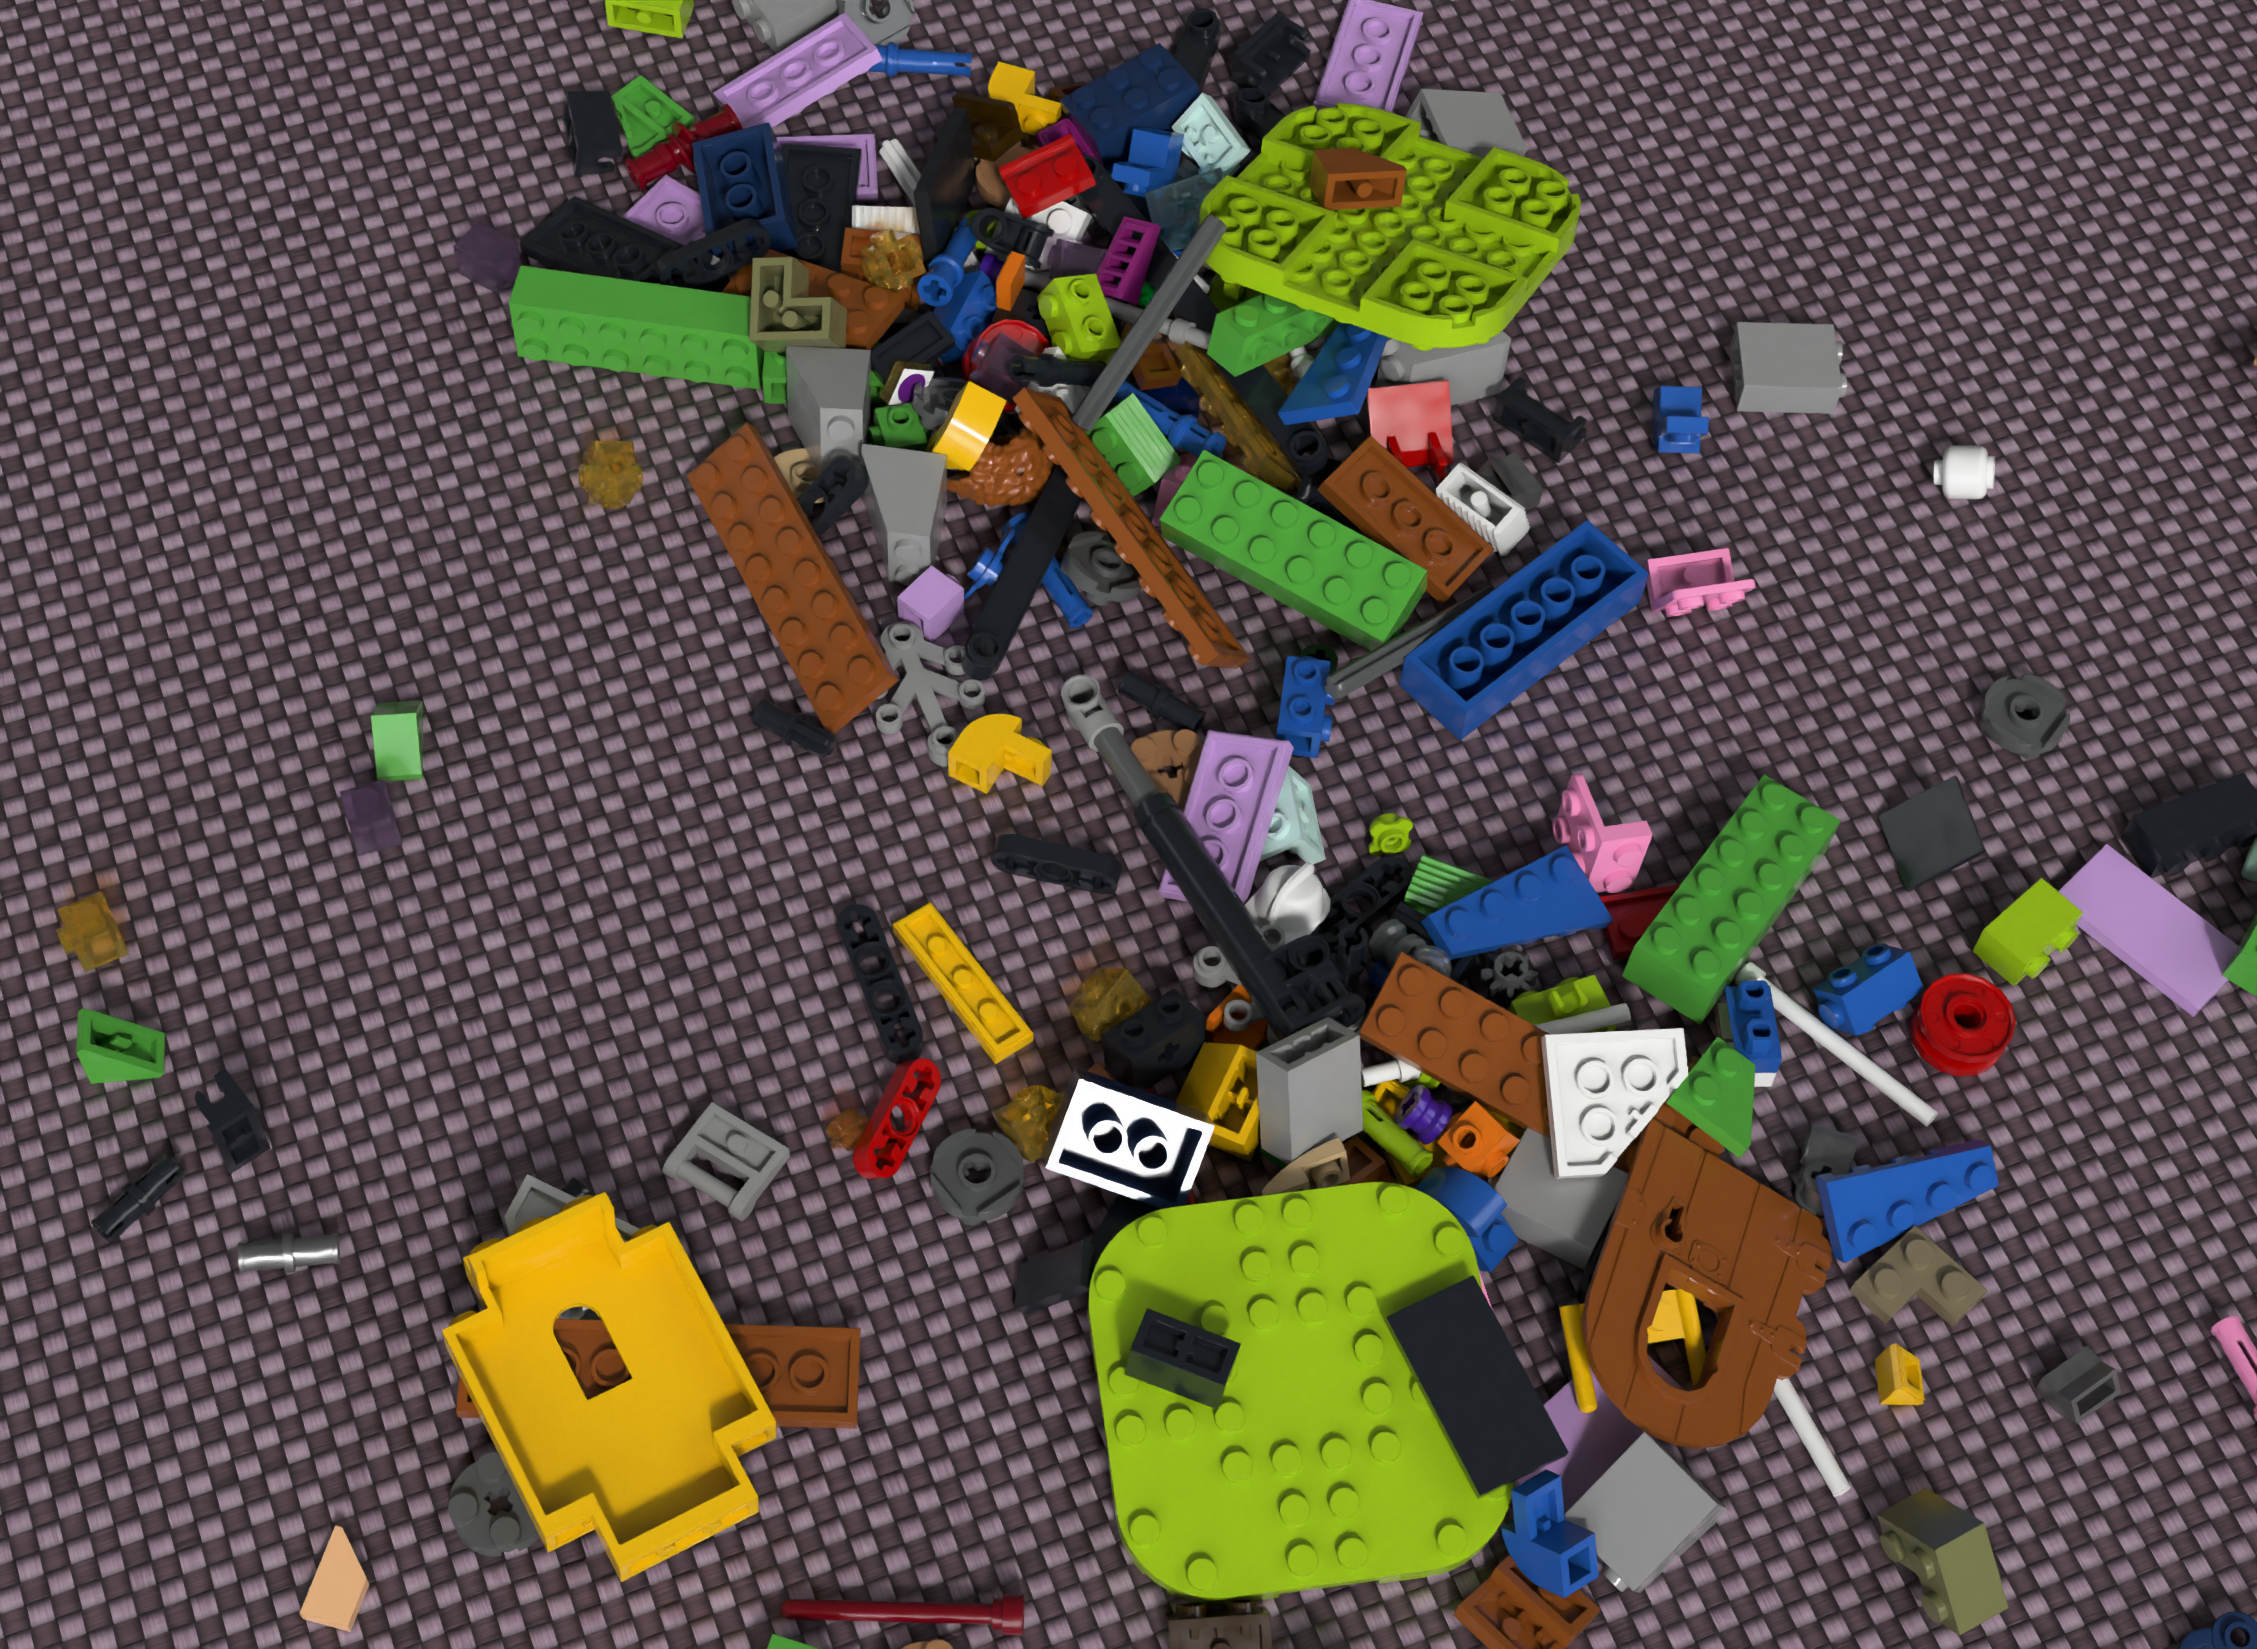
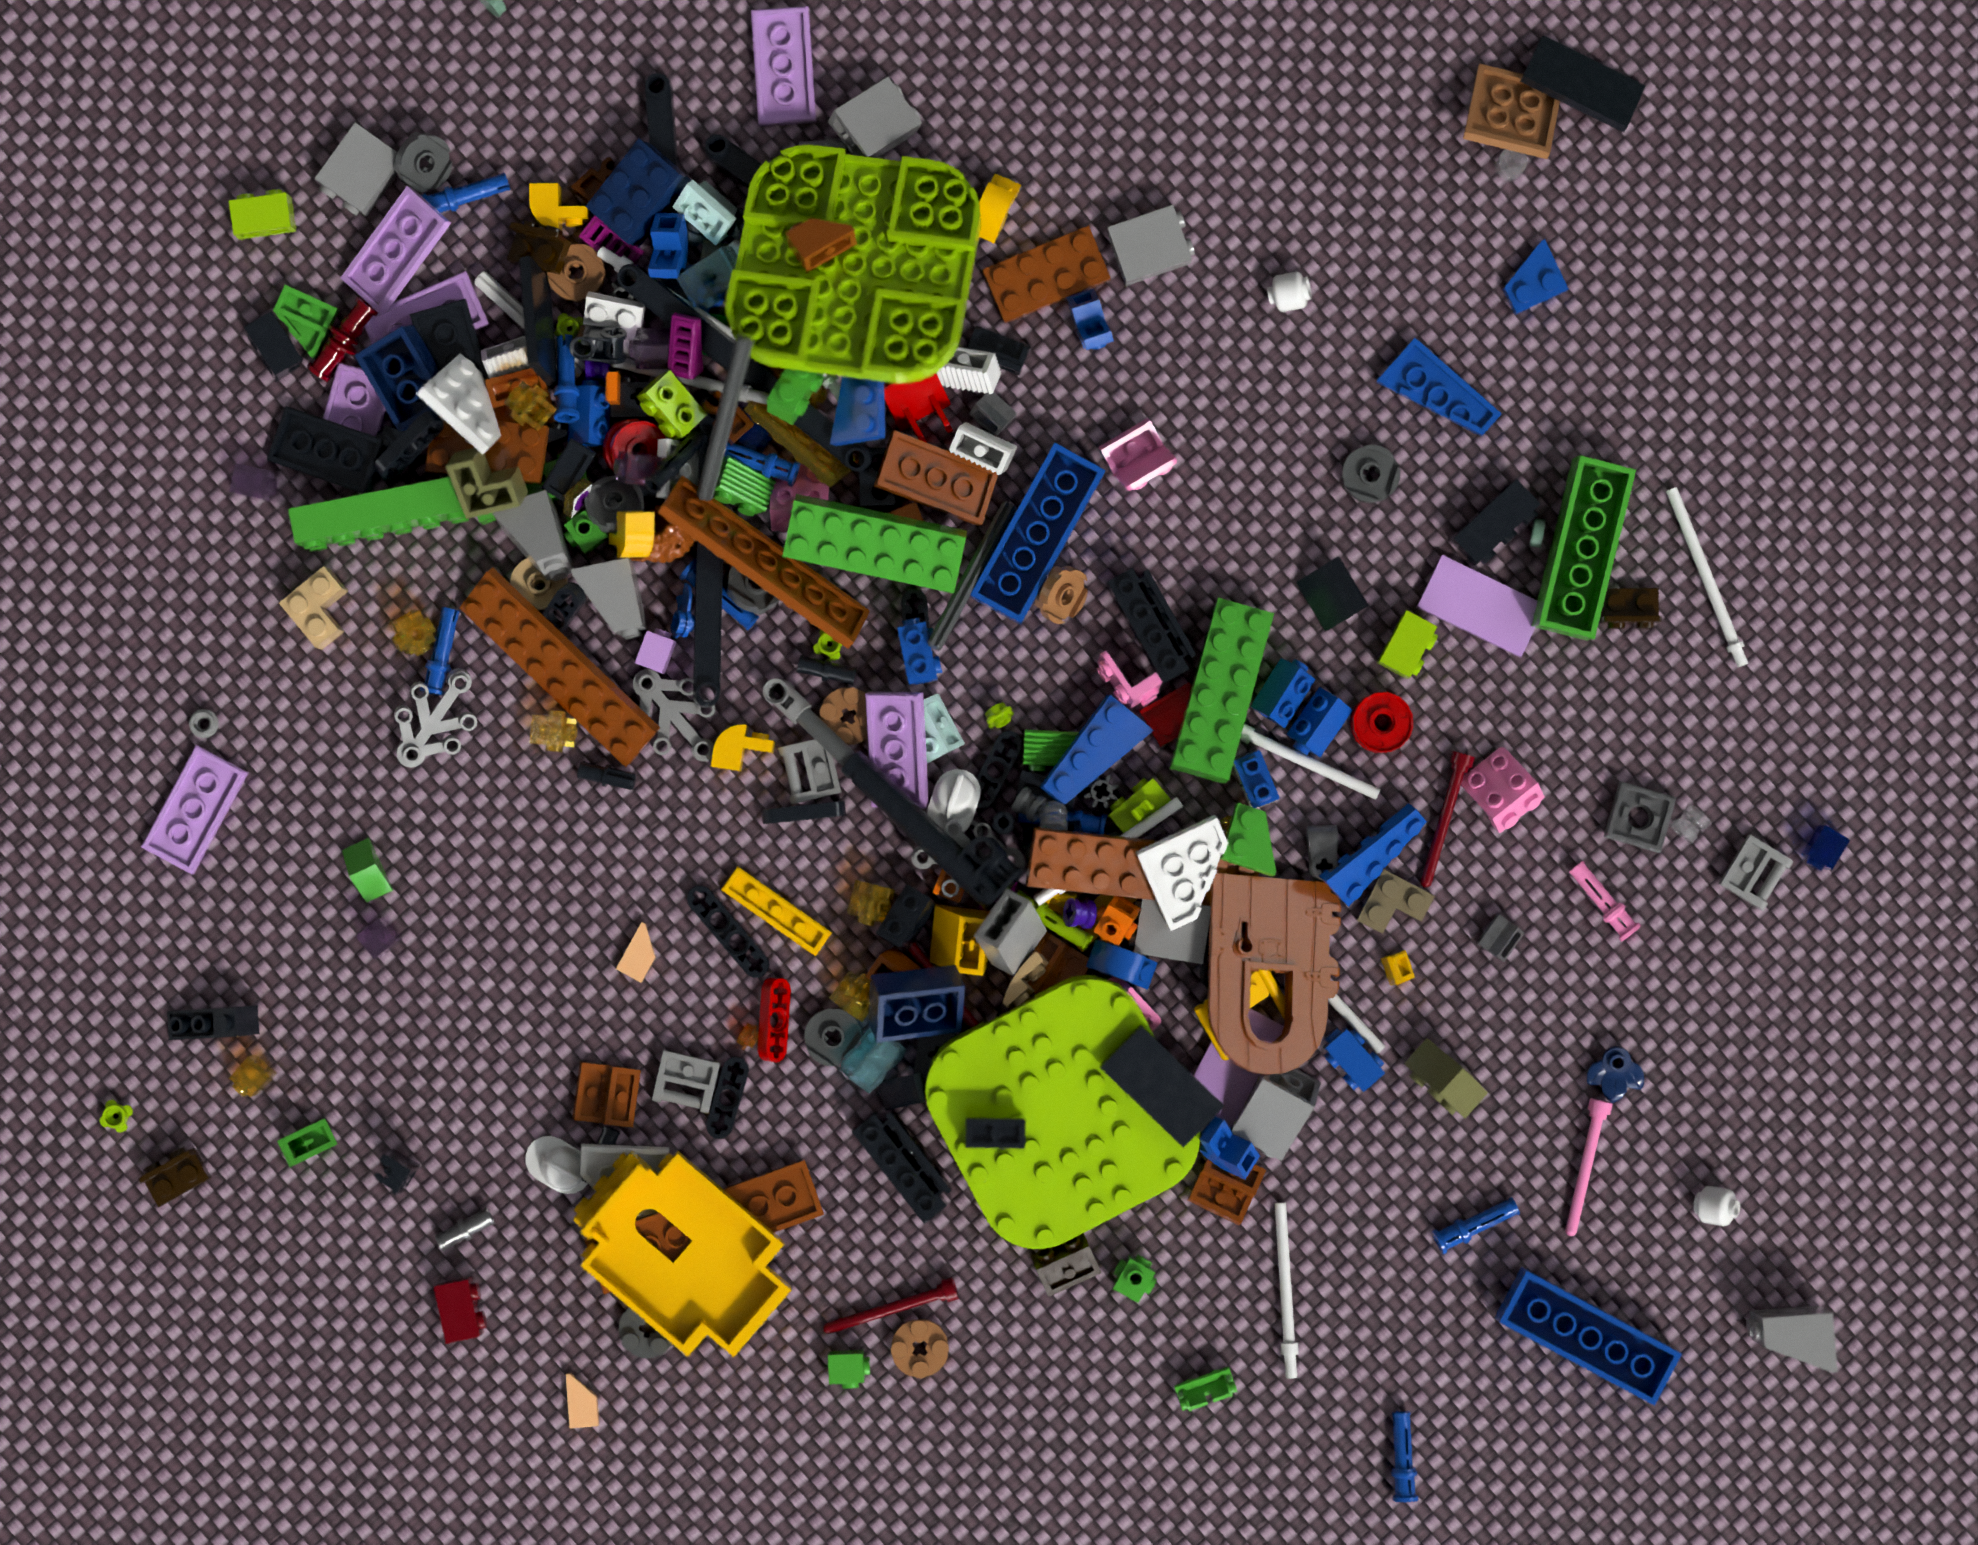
camera: 15 degrees left, 30 degrees up
(80, 848) = (213, 1022): none -> black slope
(138, 1199) = (363, 1227): black pin -> none
(203, 592) = (194, 809): none -> lavender tile
(220, 1360) = (460, 1309): none -> dark red brick
(270, 487) = (195, 719): none -> light grey plate
(469, 1209) = (555, 1164): none -> white piece
(495, 403) = (309, 604): none -> tan brick
(583, 586) = (432, 722): none -> light grey plant
(597, 1140) = (606, 1094): none -> dark orange slope
(625, 528) = (438, 665): none -> blue pin
(732, 971) = (638, 955): none -> light nougat tile
(745, 645) = (553, 731): none -> clear yellow brick
(748, 1225) = (714, 1116): none -> black beam
(807, 220) = (463, 401): none -> white plate
(1009, 1409) = (898, 1166): none -> black brick
(1026, 1217) = (871, 1060): none -> clear light blue brick
(1047, 176) = (606, 293): red plate -> none
(1102, 816) = (819, 768): none -> light grey plate
(1179, 666) = (822, 648): none -> lime plate
(1270, 55) = (714, 93): black hinge -> none
(1494, 414) = (971, 371): none -> white brick
(1516, 704) = (1050, 599): none -> medium nougat plate
(1588, 264) = (995, 206): none -> yellow brick
(1631, 362) = (1046, 274): none -> dark orange plate
(1655, 786) = (1146, 625): none -> black brick
(1795, 1479) = (1346, 1050): none -> blue brick
(1823, 934) = (1283, 691): none -> blue brick
(2072, 1119) = (1460, 765): none -> dark red piece
(2137, 1178) = (1502, 789): none -> bright pink bracket
(2145, 641) = (1432, 384): none -> blue wing

